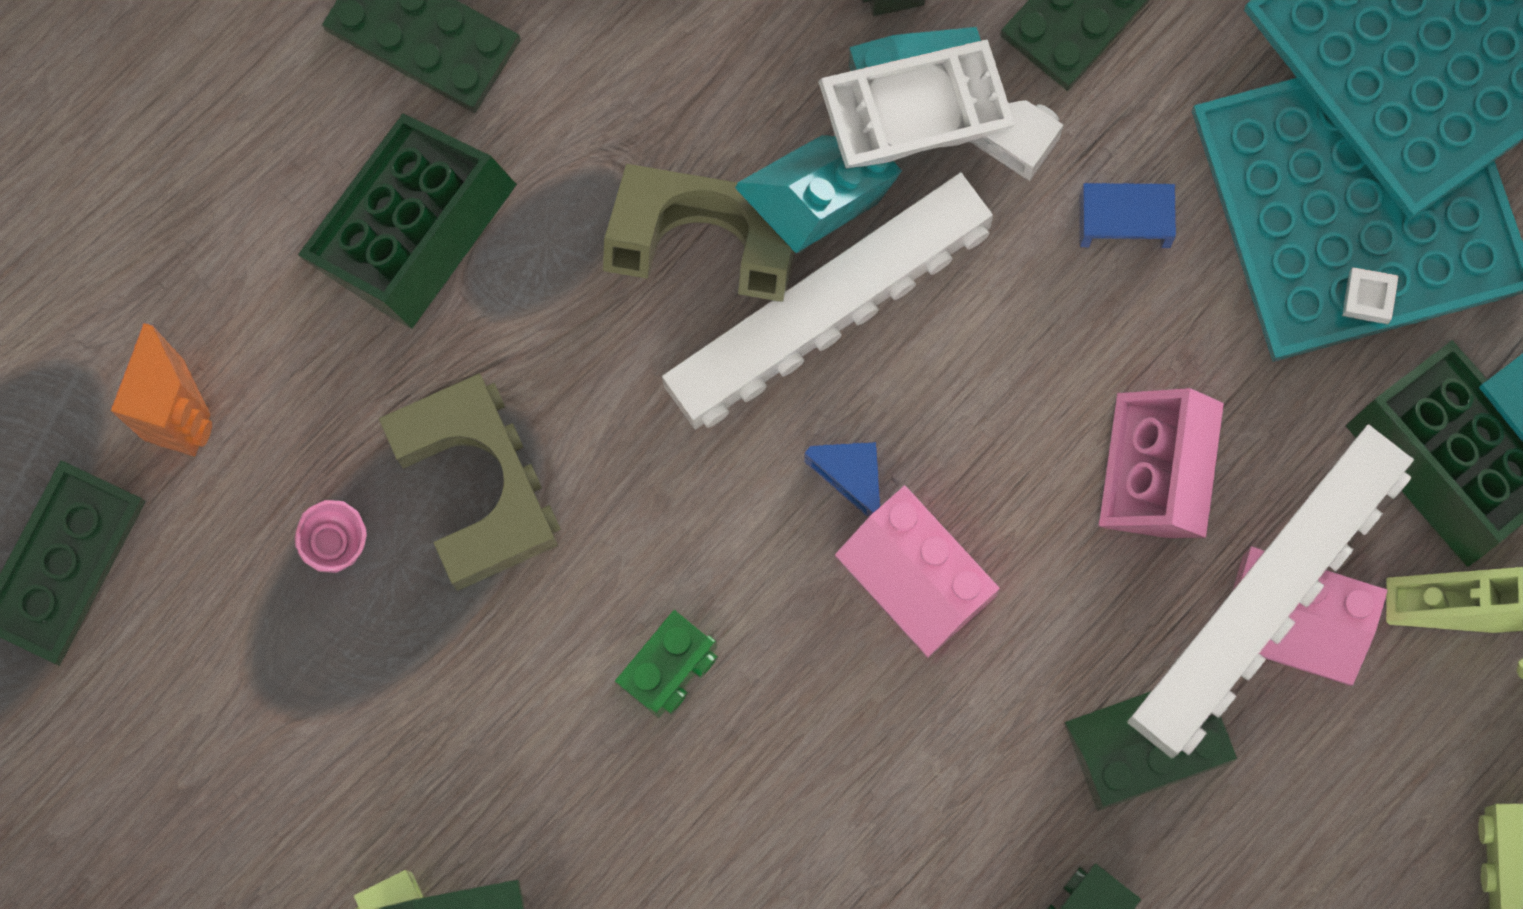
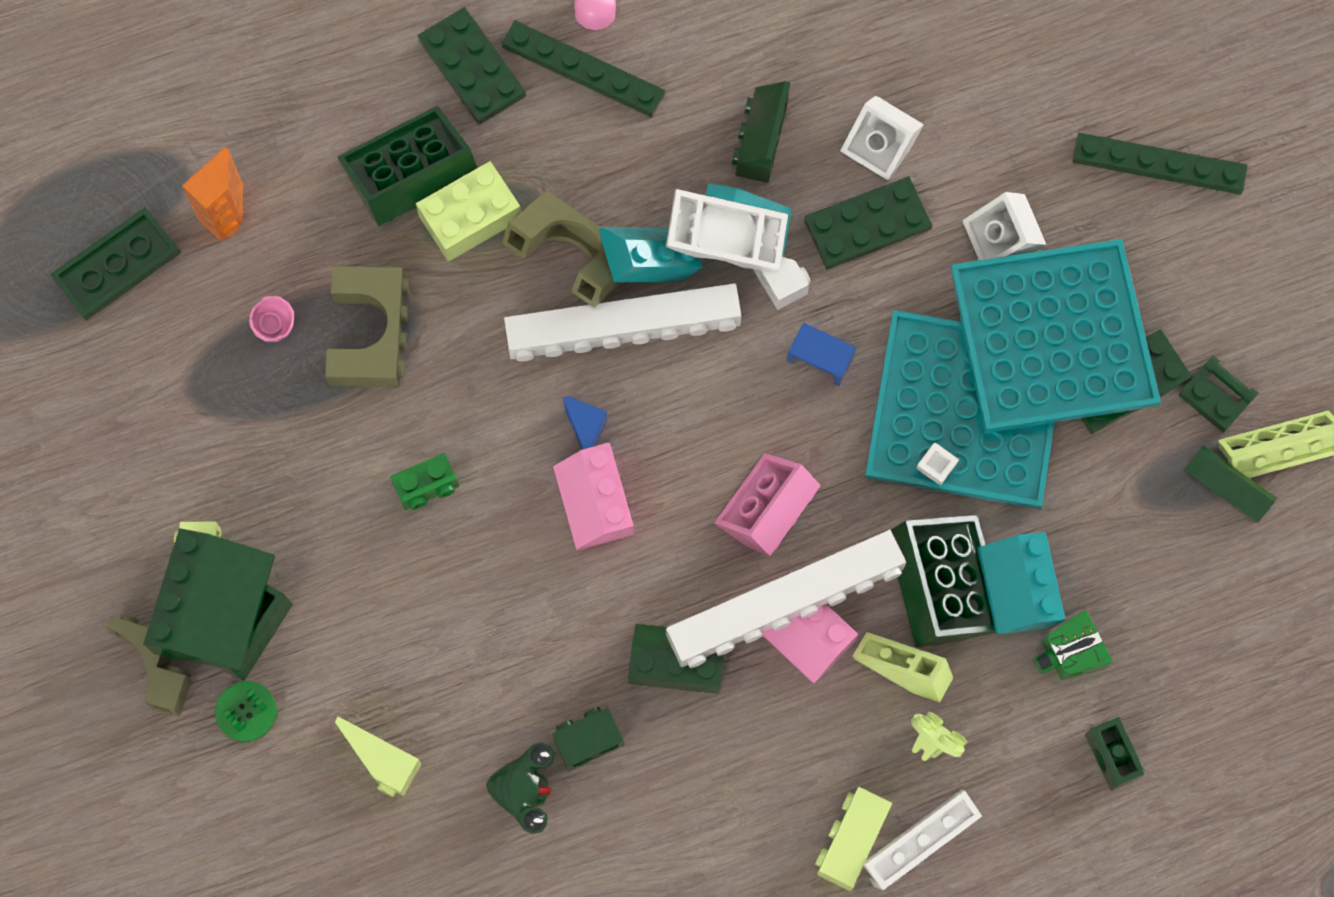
camera: 20 degrees right, 5 degrees down
(530, 245) = (468, 211): none -> yellowish green brick

